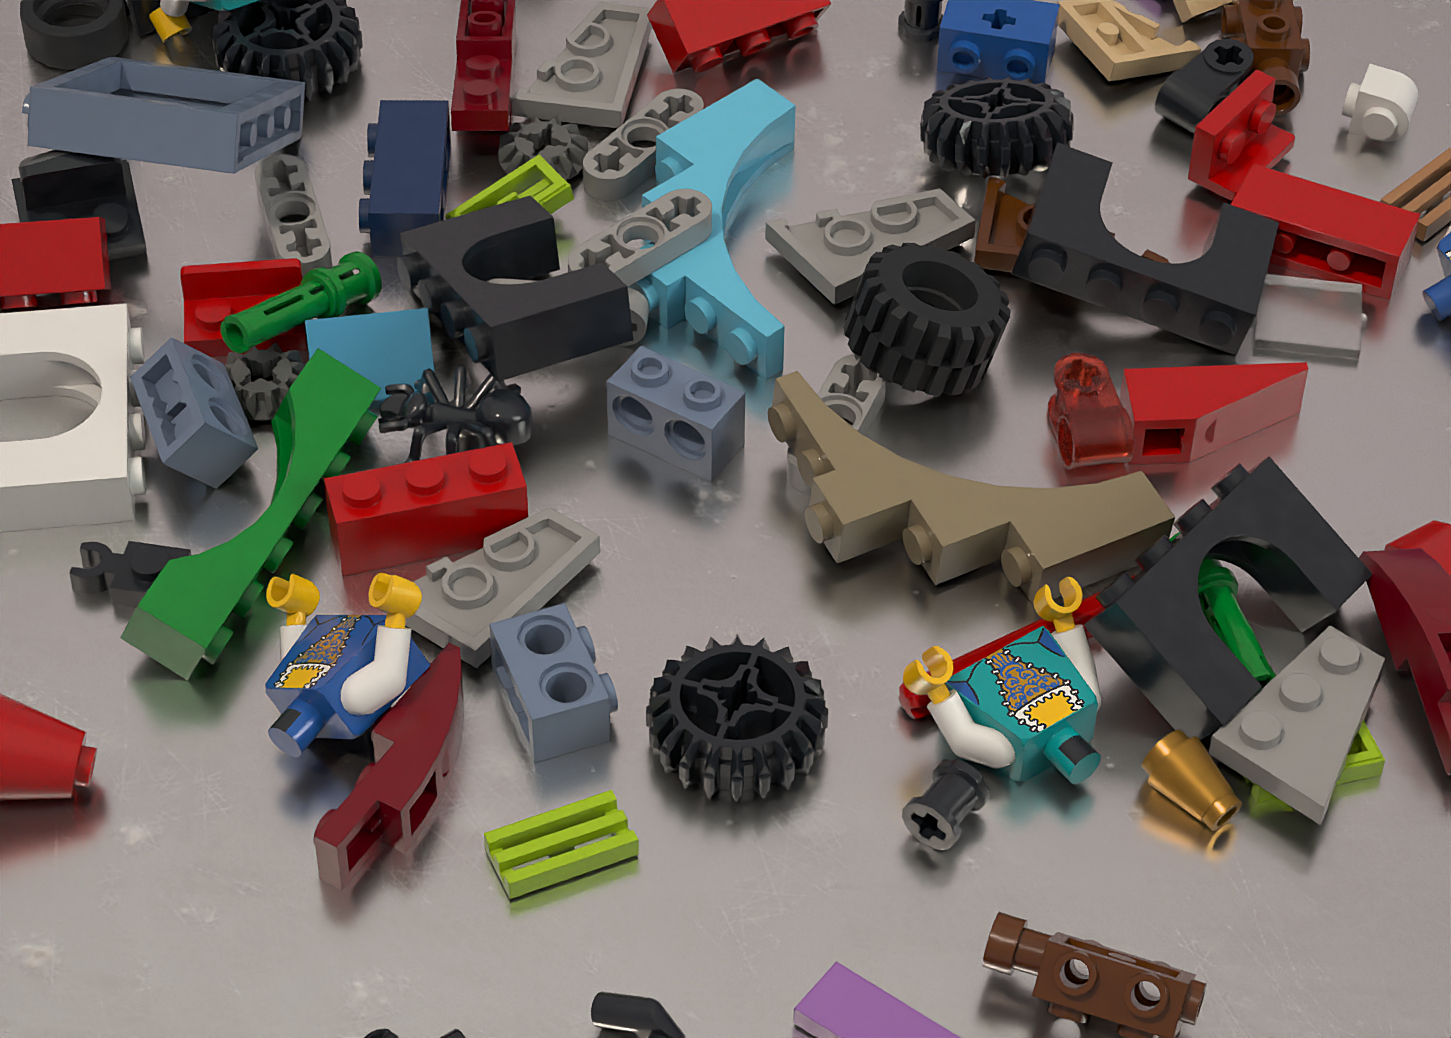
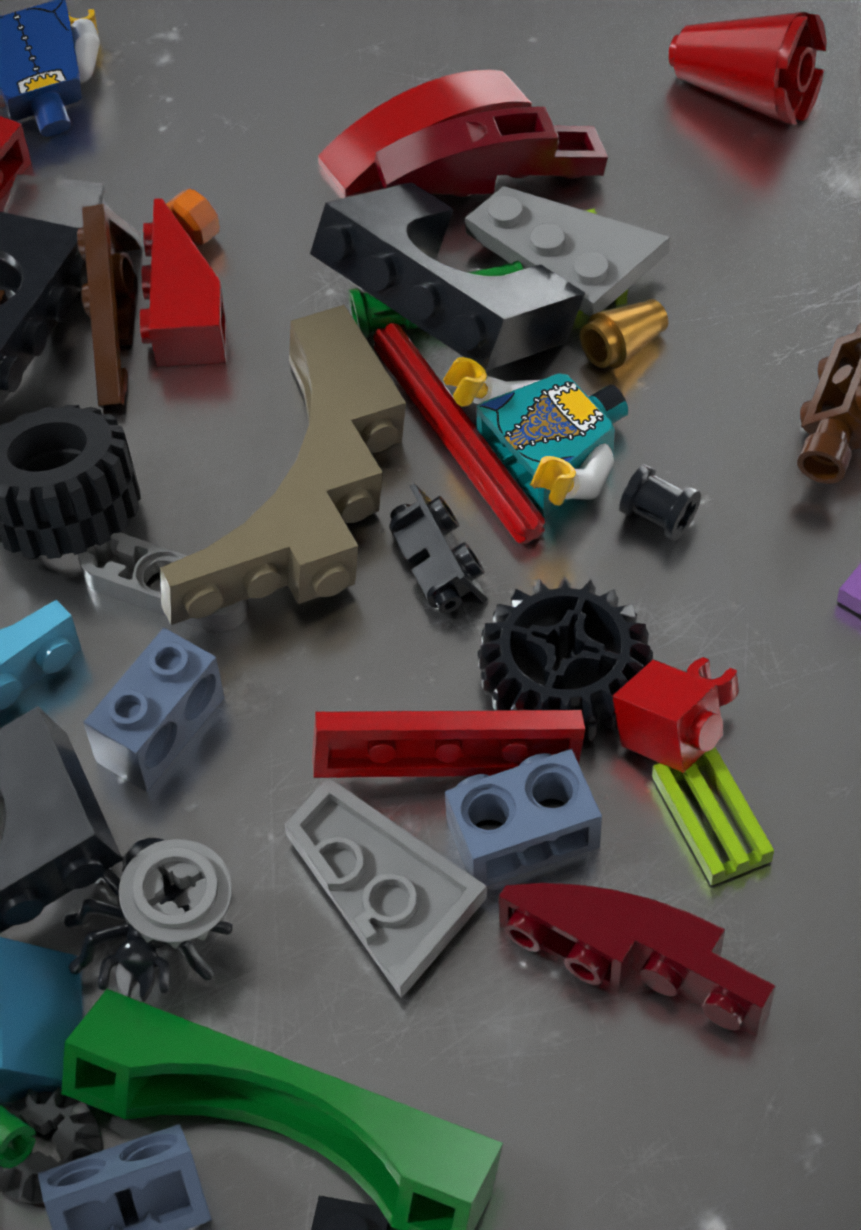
camera: 85 degrees left, 10 degrees up
(340, 667) = (534, 1002): torso -> none
(424, 507) = (282, 942): red brick -> none
(464, 391) = (186, 865): none -> light grey gear
(626, 597) = (438, 741): none -> red plate
(663, 791) = (673, 712): none -> red brick
(879, 626) = (452, 567): none -> black hinge
(1088, 414) = (190, 374): clear red piece -> none
(1210, 334) = (109, 295): none -> reddish brown wing
(1308, 412) = (195, 216): none -> orange tile

